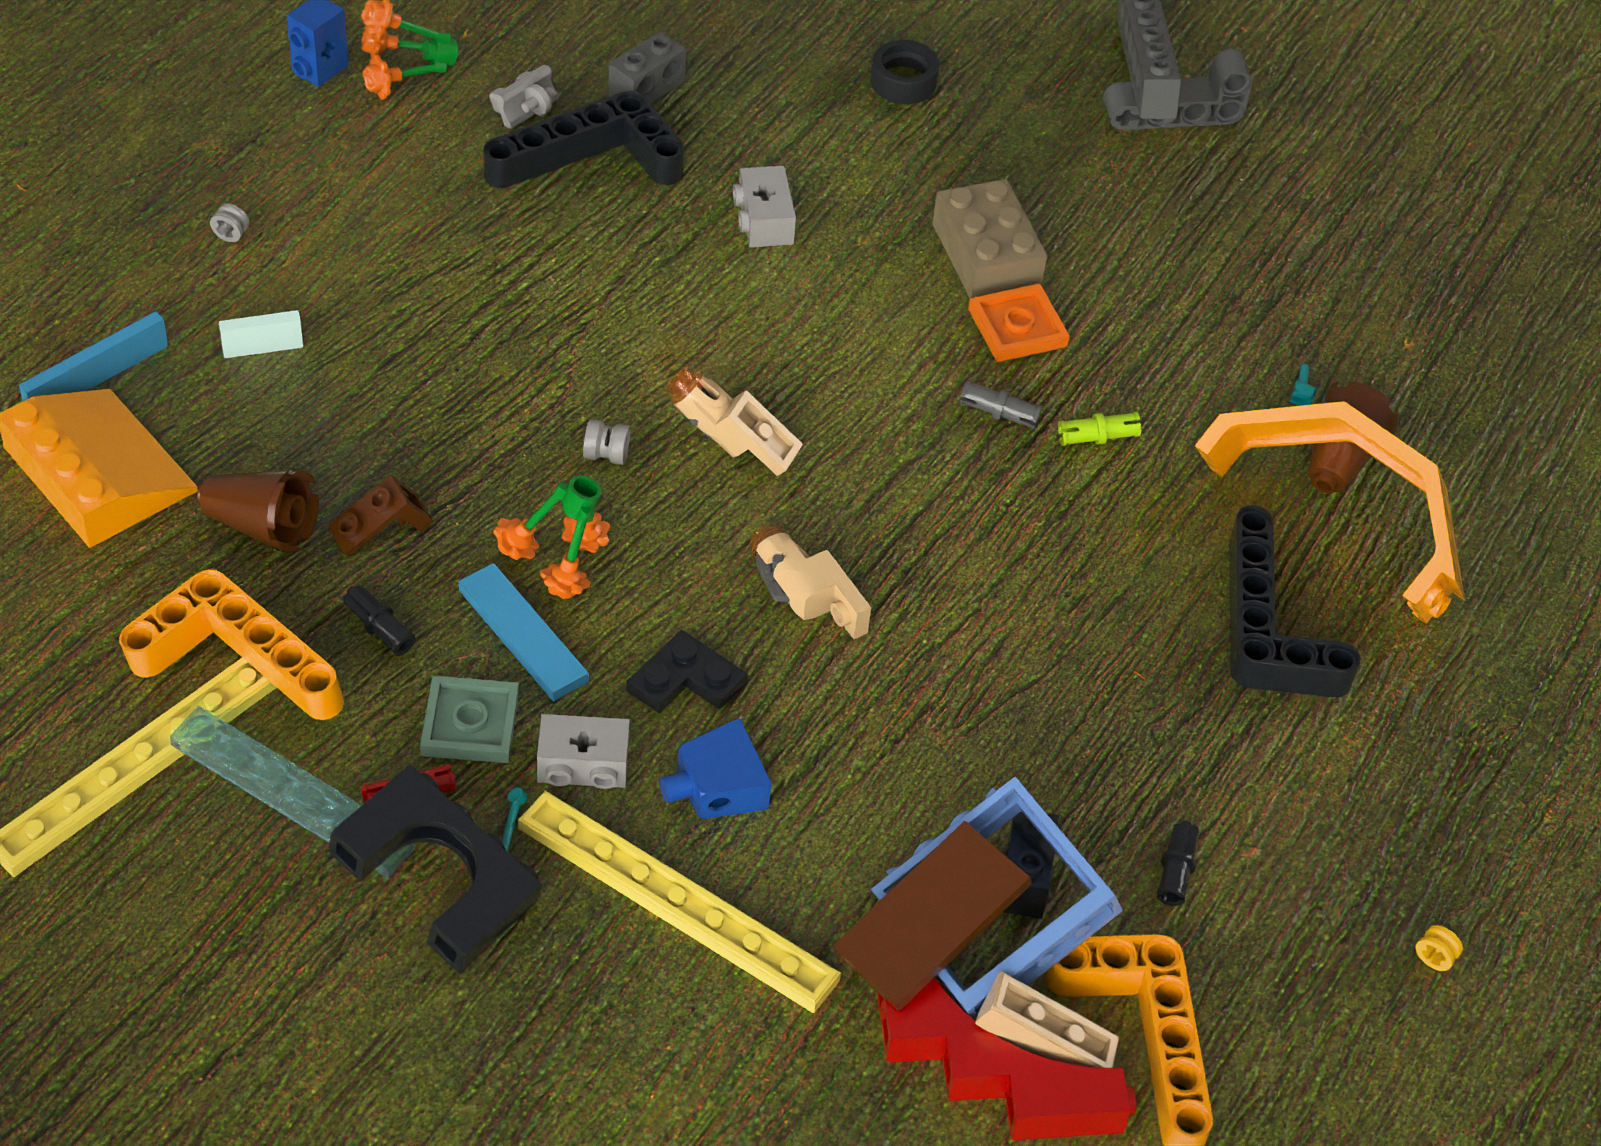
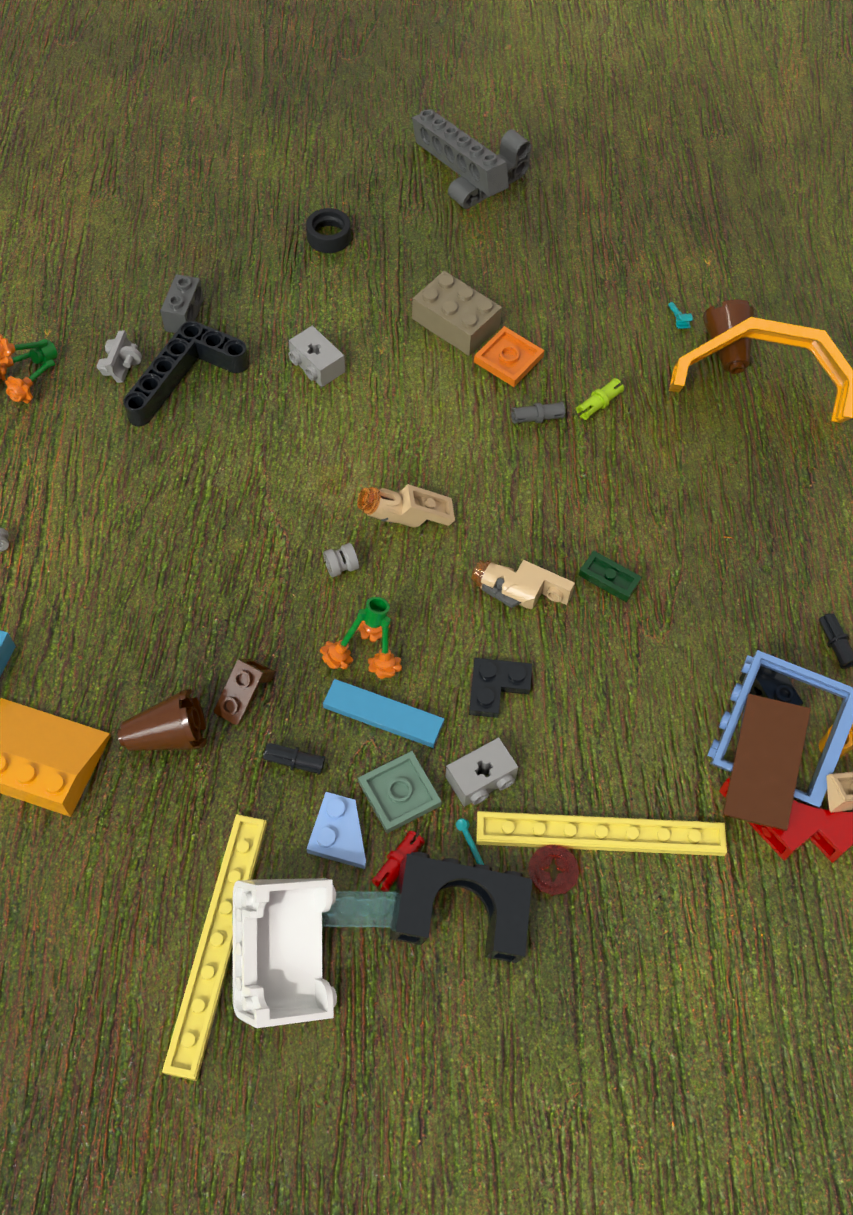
camera: 30 degrees left, 10 degrees up
(202, 786) = (280, 951): none -> white windscreen
(218, 606) = (225, 824): light orange beam -> none
(261, 334) = (74, 605): light aqua tile -> none
(368, 723) = (338, 832): none -> light blue wing
(582, 885) = (564, 862): none -> clear red gear
(719, 774) = (568, 738): blue torso -> none
(932, 632) = (610, 576): none -> dark green plate
(1256, 653) = (763, 468): black beam -> none

